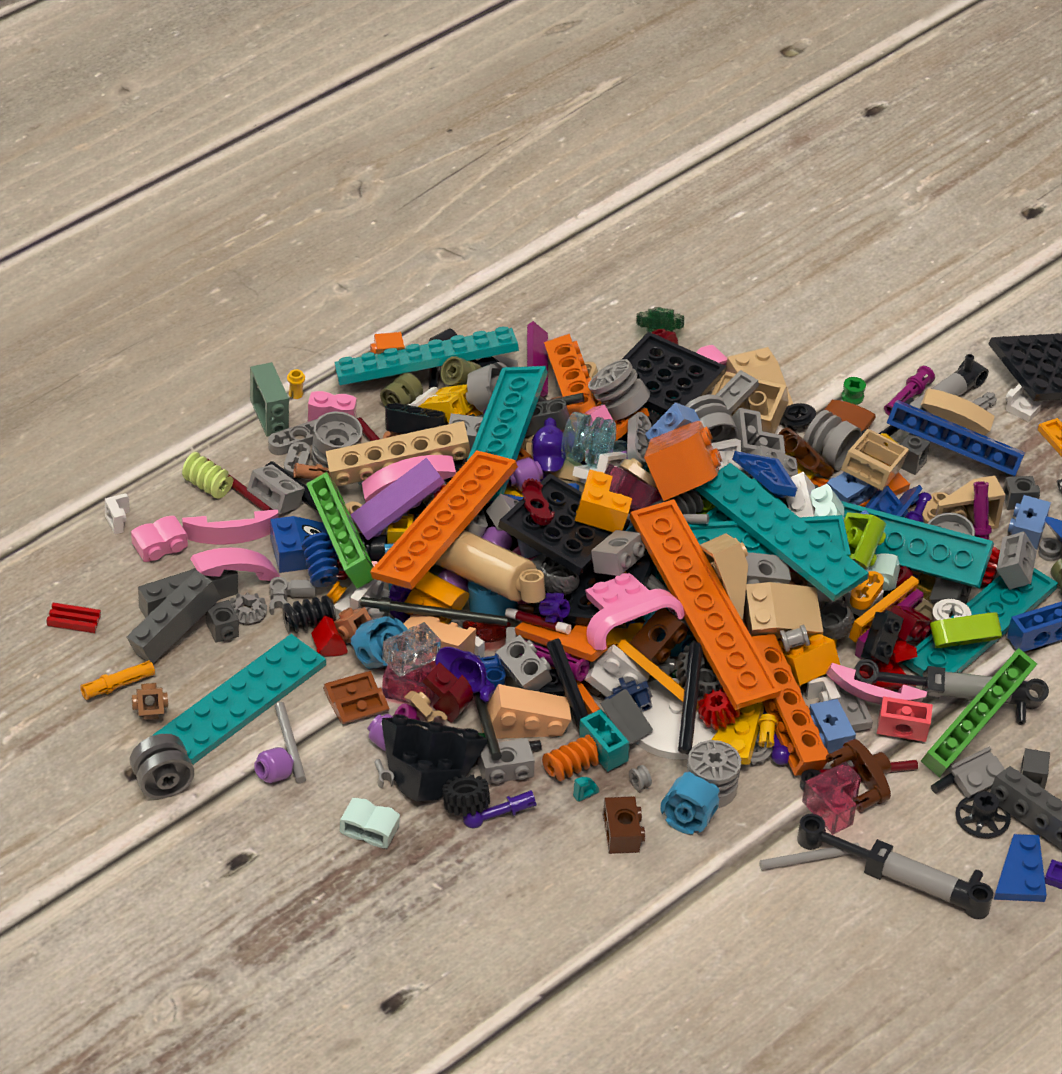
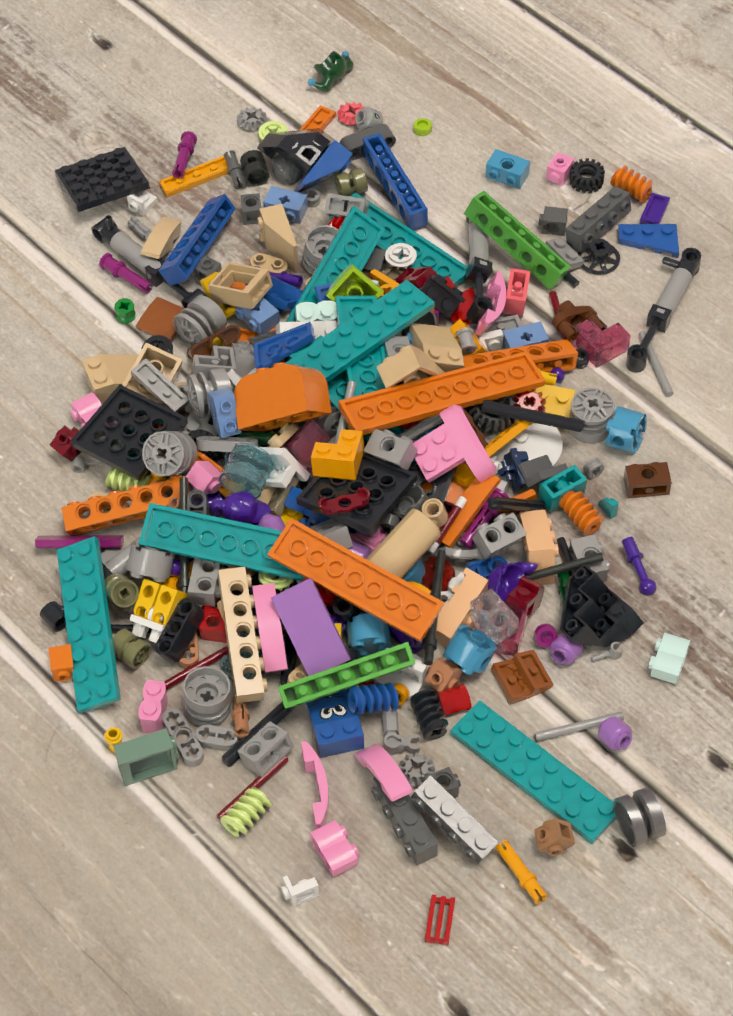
camera: 85 degrees left, 10 degrees up
(421, 703) = (539, 617): tan plate -> none
(466, 795) = (634, 574): black tyre -> none
(554, 607) = (449, 502): dark purple gear -> none
(660, 318) = (33, 443): clear green gear -> none
(966, 630) = (424, 244): lime beam -> none
(981, 510) = (293, 217): magenta pin -> none

